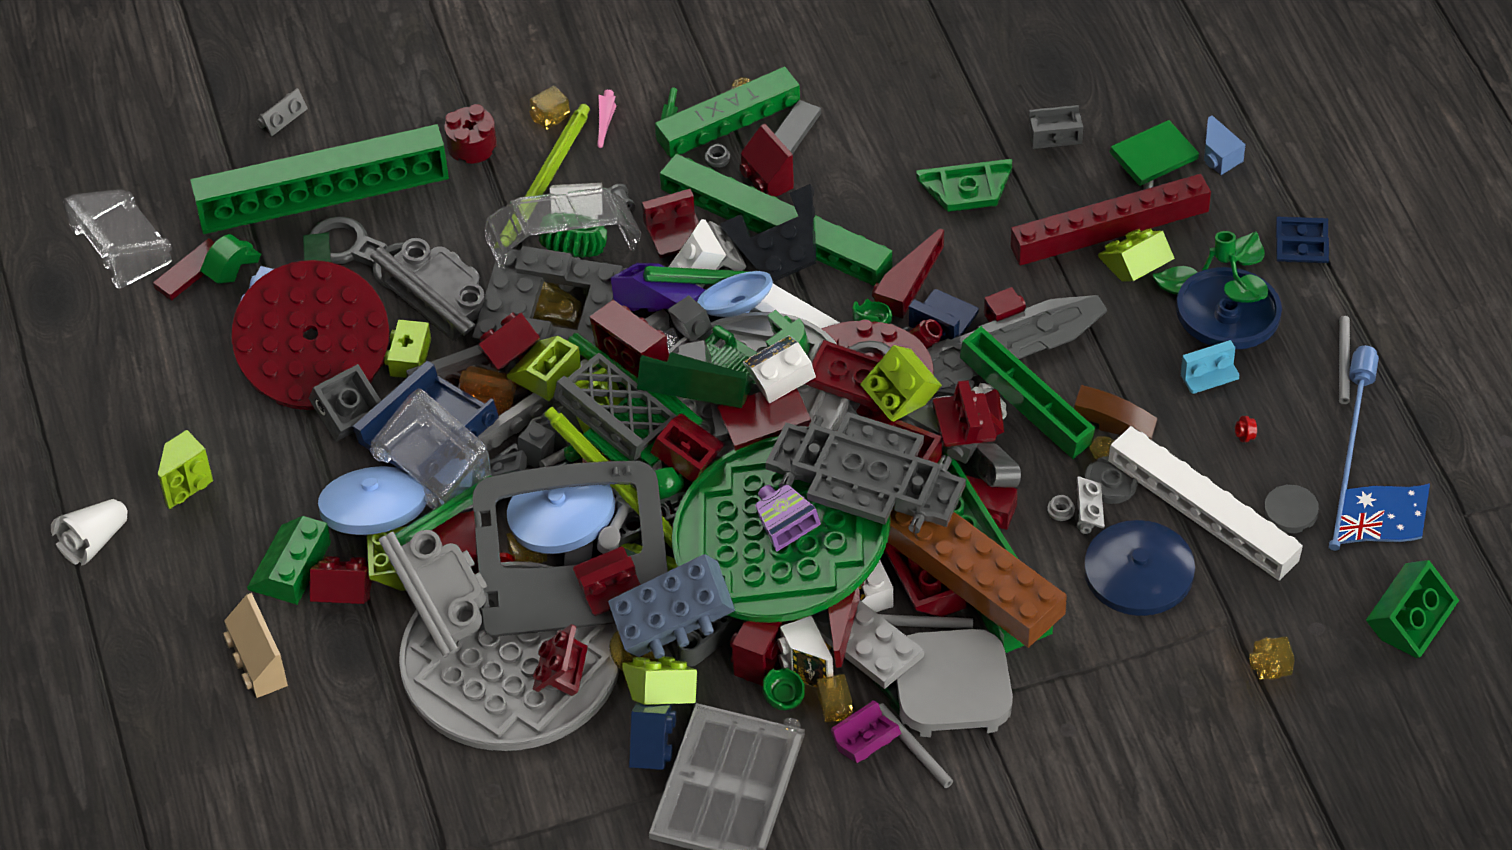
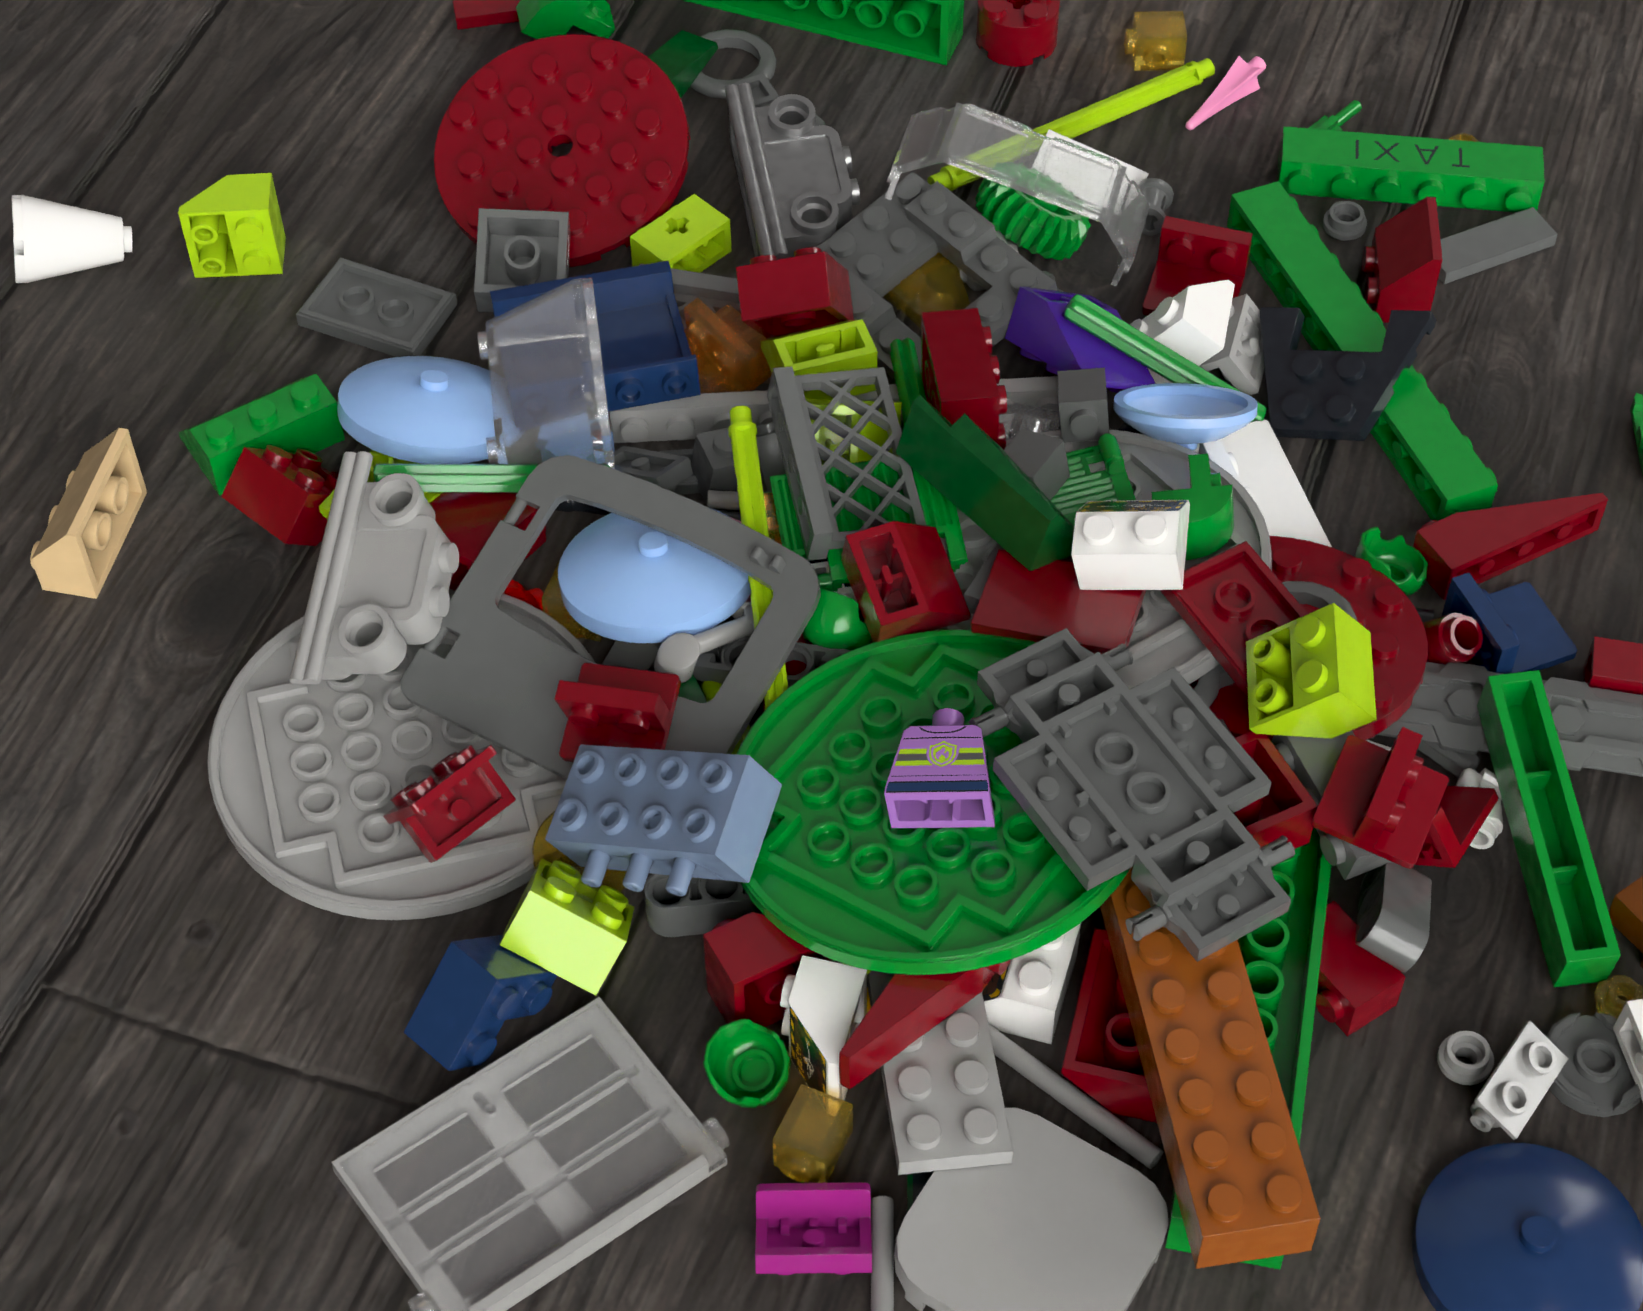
camera: 35 degrees right, 0 degrees up
(283, 470) = (376, 309): none -> dark grey tile

